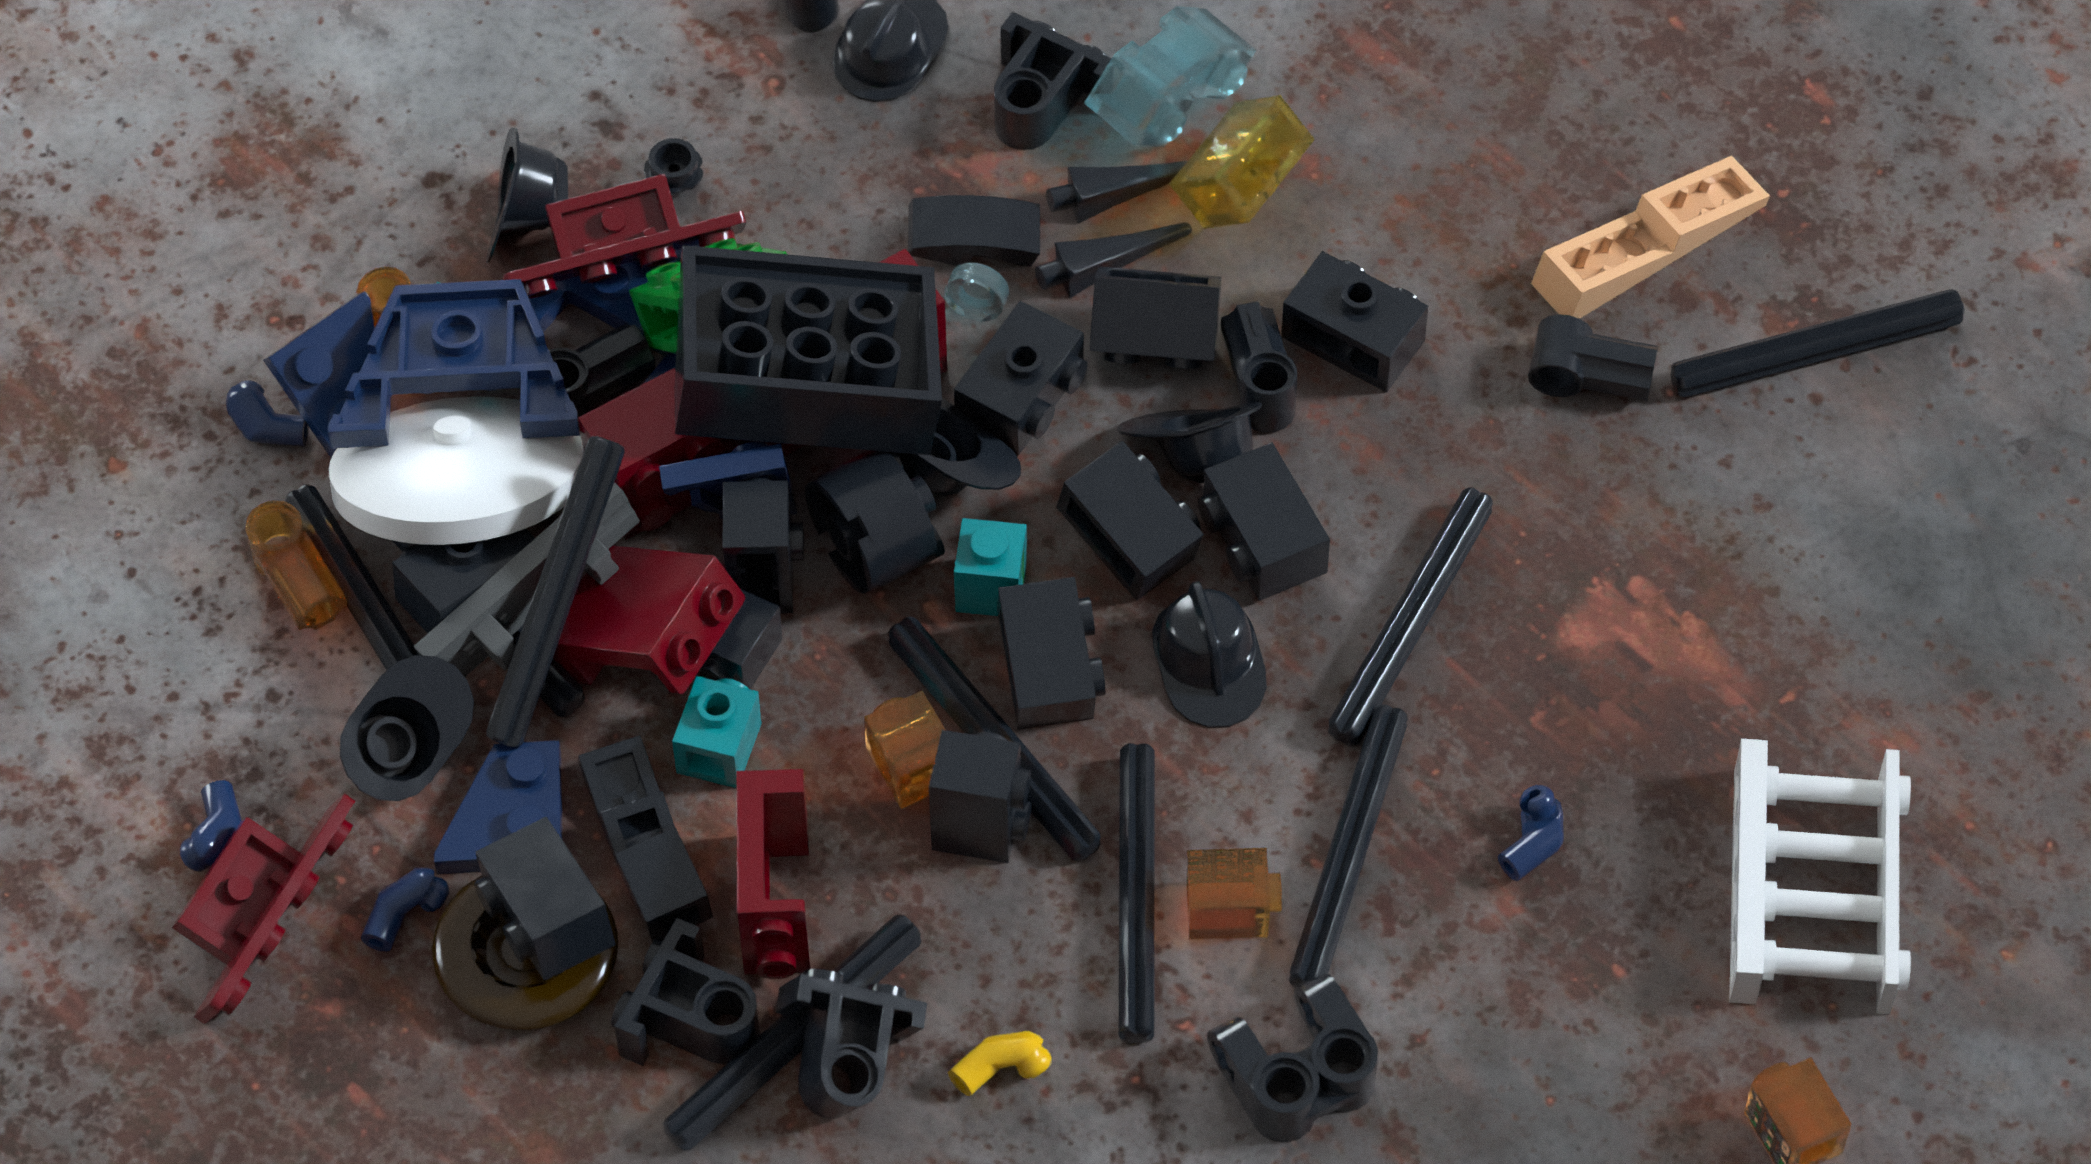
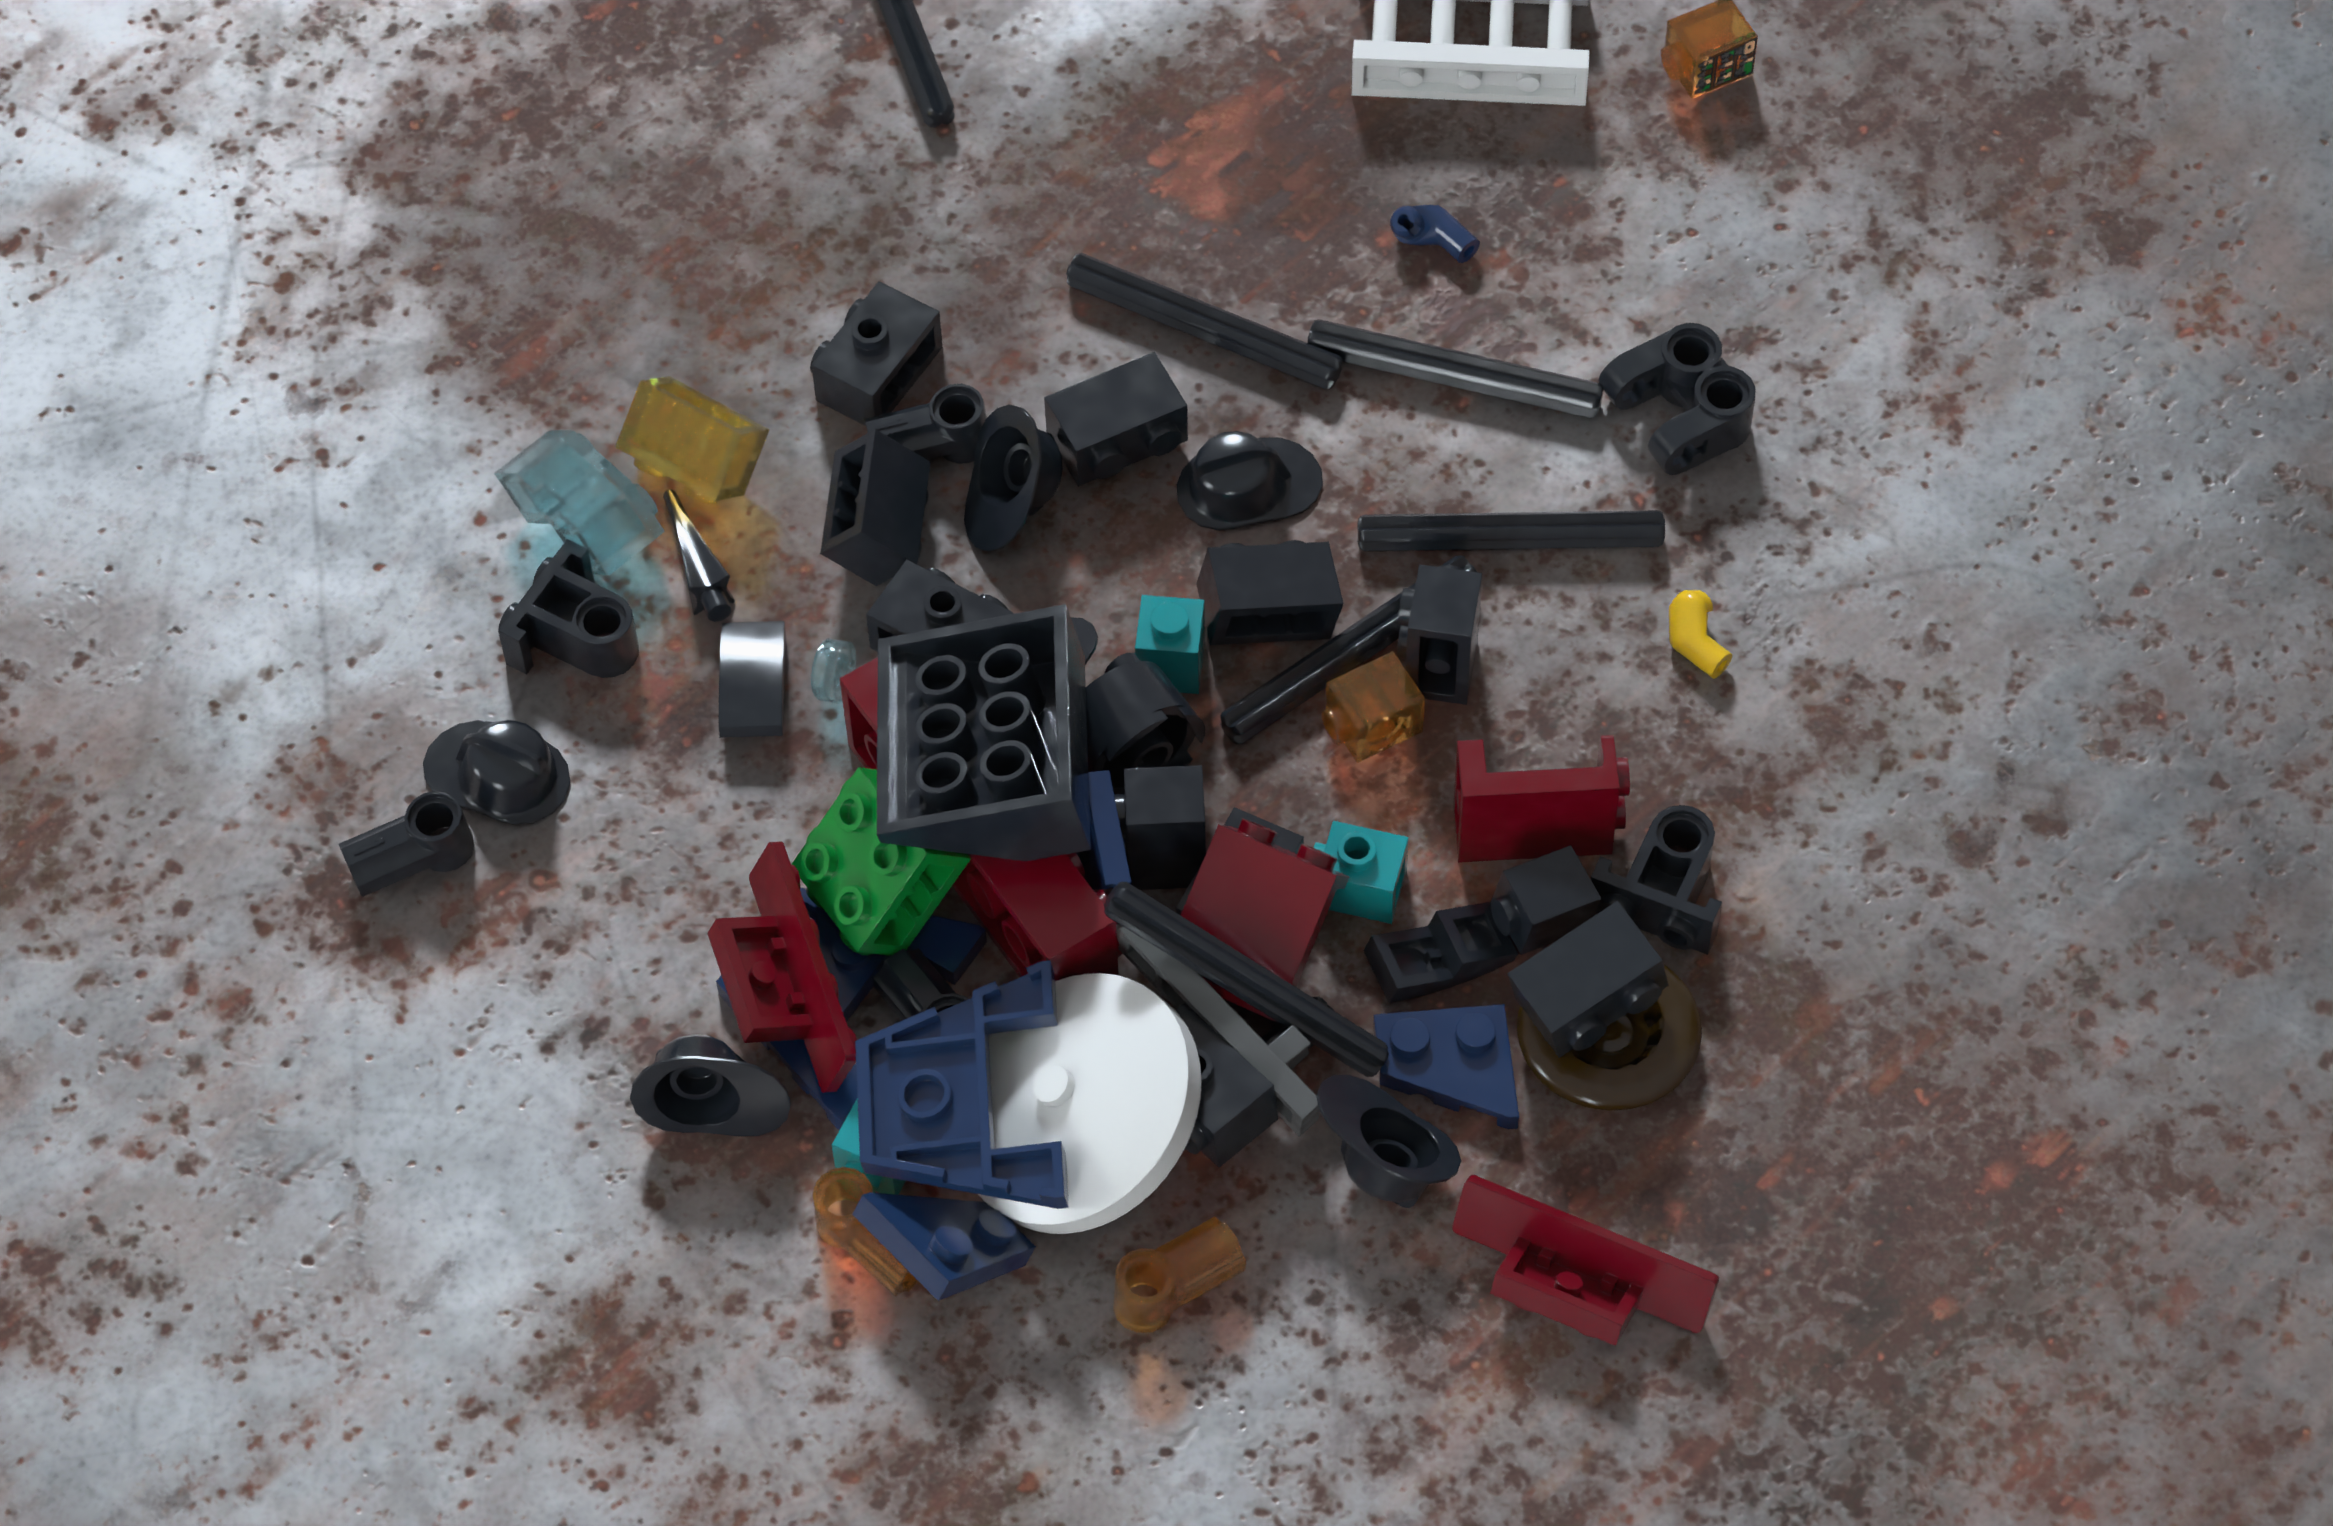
camera: 90 degrees left, 0 degrees up
(216, 830) = (1490, 1319): dark blue arm -> none
(259, 421) = (980, 1333): dark blue arm -> none
(362, 593) = (1223, 1199): black axle -> none
(397, 899) = (1560, 1148): dark blue arm -> none
(675, 154) = (655, 941): black plate -> none
(783, 1039) = (1667, 789): black axle -> none
(848, 1030) = (1705, 737): black pin -> none
(1079, 259) = (794, 581): black piece -> none
(1130, 519) = (1116, 528): black brick -> none
(1230, 893) = (1517, 452): clear orange brick -> none
(1574, 358) = (923, 183): black piece -> none
(1662, 229) = (781, 144): light nougat slope -> none

